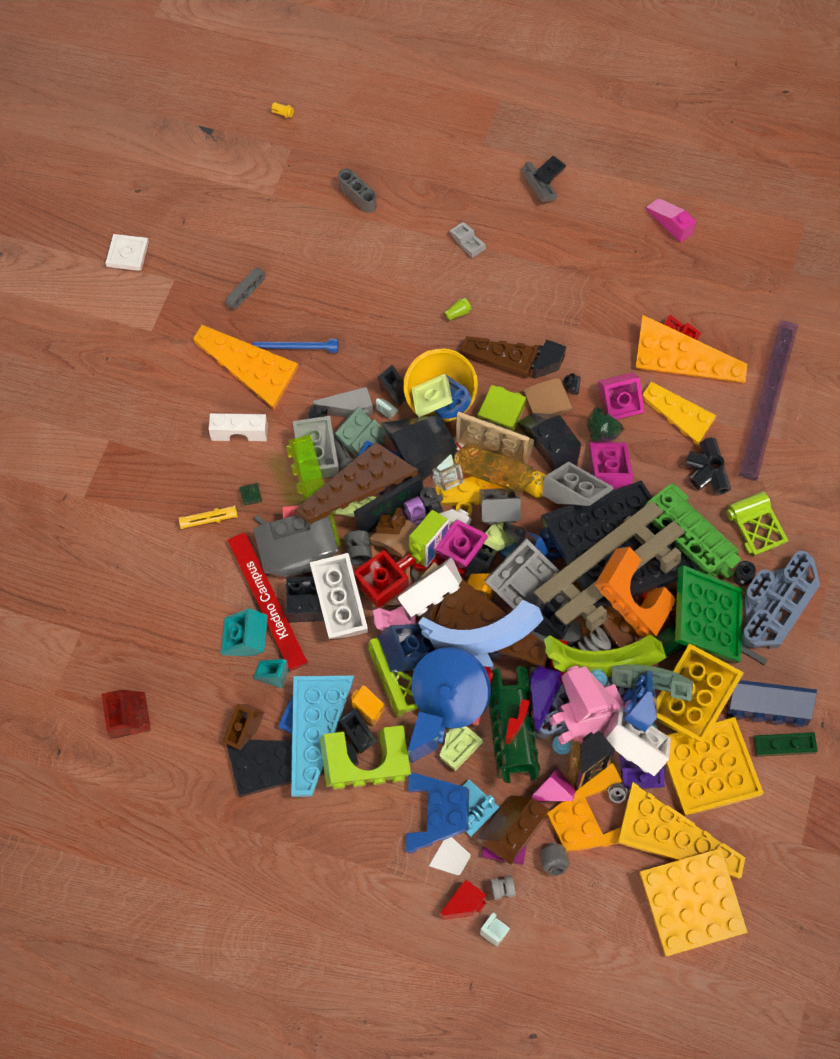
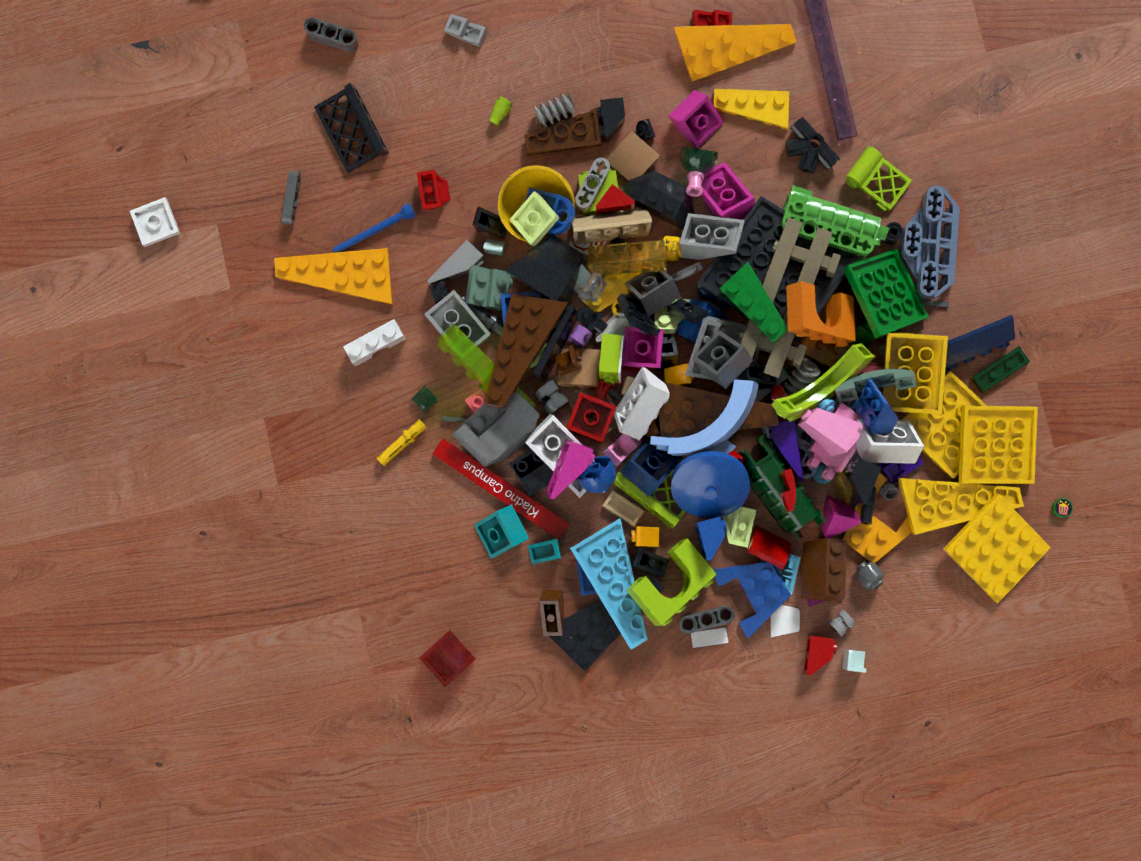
camera: 30 degrees left, 20 degrees up
(336, 597) = (570, 464): none -> dark pink slope
(343, 249) = (362, 117): none -> black fence
(354, 623) = (598, 475): none -> blue cylinder
(363, 339) = (432, 189): none -> red slope
(363, 673) = (623, 508): none -> tan tile
(370, 804) = (715, 619): none -> dark grey beam
(371, 833) = (709, 637): none -> white sticker
(472, 513) = (637, 316): none -> black wing
(473, 777) = (769, 547): none -> red slope
(494, 403) = (594, 169): none -> light grey beam
(503, 330) = (554, 110): none -> light grey piece
(508, 417) = (614, 200): none -> red slope
(523, 580) = (722, 359): none -> dark grey brick
(537, 506) = (687, 272): none -> clear tile
(580, 551) = (753, 301): none -> green wing
(588, 442) = (695, 182): none -> bright pink bush
(588, 792) = (867, 510): none -> black axle
(744, 805) = (998, 444): none -> yellow plate
(779, 903) = (1062, 507): none -> tile

